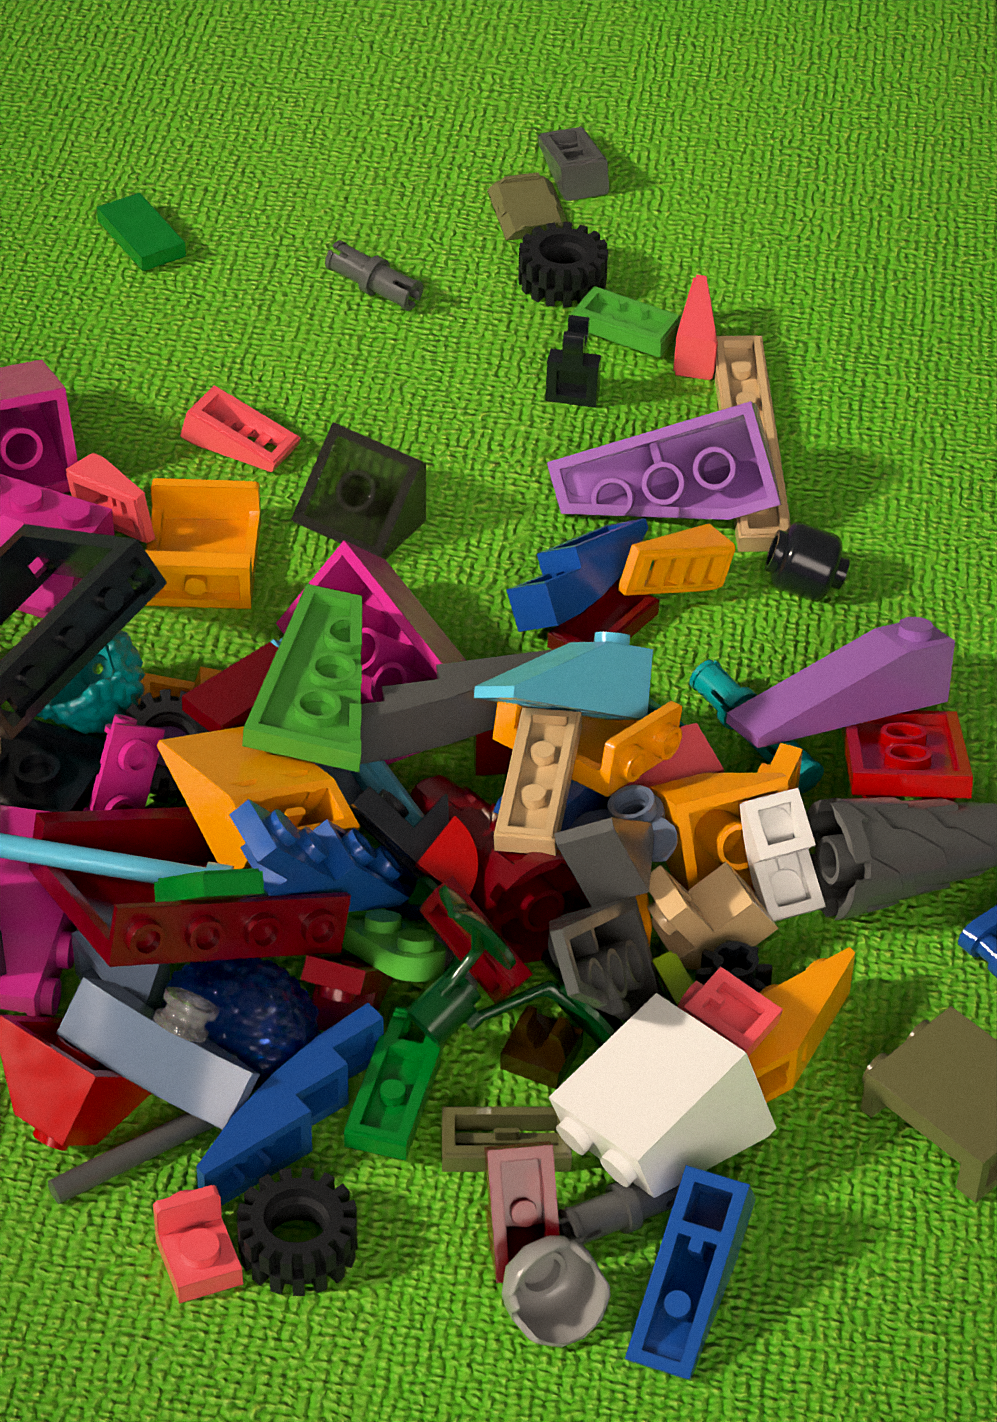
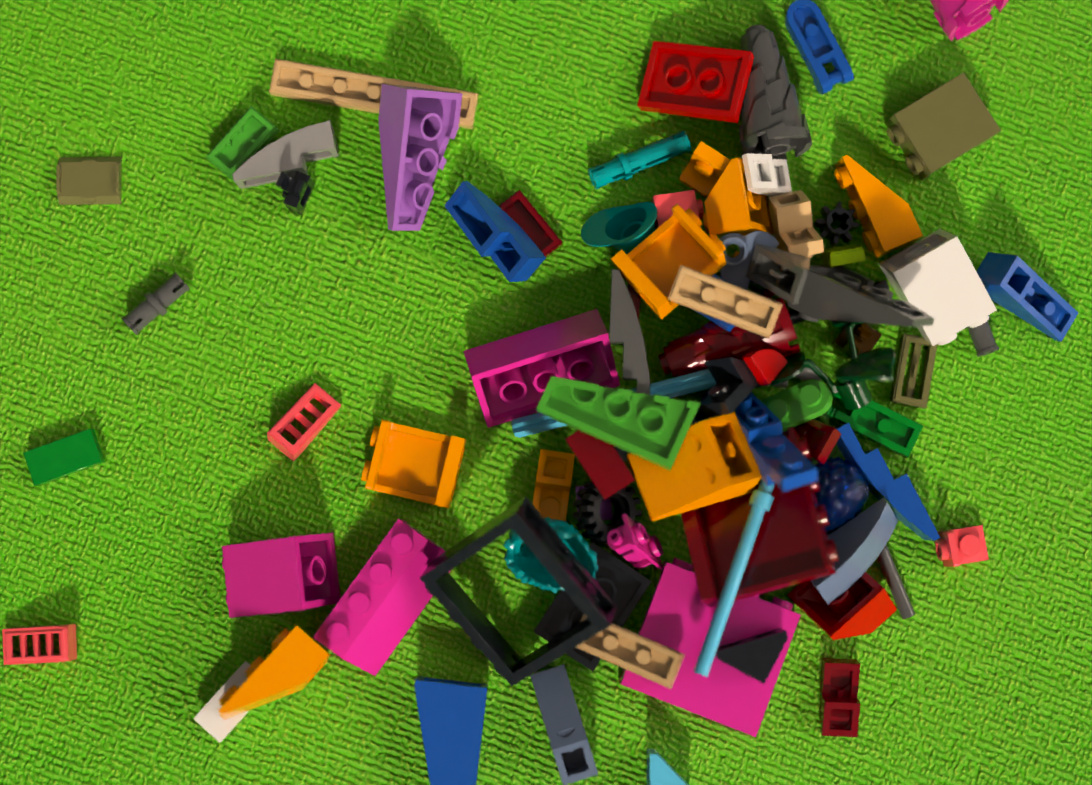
camera: 85 degrees left, 40 degrees up
(103, 484) = (359, 521): coral slope -> none
(185, 1014) = (855, 523): clear bush -> none
(210, 885) = (804, 509): green tile -> none
(297, 1261) = (984, 492): black tyre -> none
(363, 493) = (396, 356): clear smoke slope -> none
(487, 971) = (829, 363): dark red tile -> none
(519, 1199) = (977, 374): slope -> none
(555, 1291) = (1029, 369): light grey hair -> none
(562, 263) = (170, 151): black tyre -> none
(575, 163) = (68, 136): dark grey slope -> none
(595, 678) = (666, 266): medium azure slope -> none
(632, 365) = (288, 155): none -> light grey slope
(683, 563) = (496, 162): light orange slope -> none
(696, 334) = (271, 101): coral slope -> none
(732, 1009) = (892, 238): coral bracket -> none
(806, 561) = (508, 91): black head -> none
(865, 680) = (628, 96): medium lavender wedge -> none

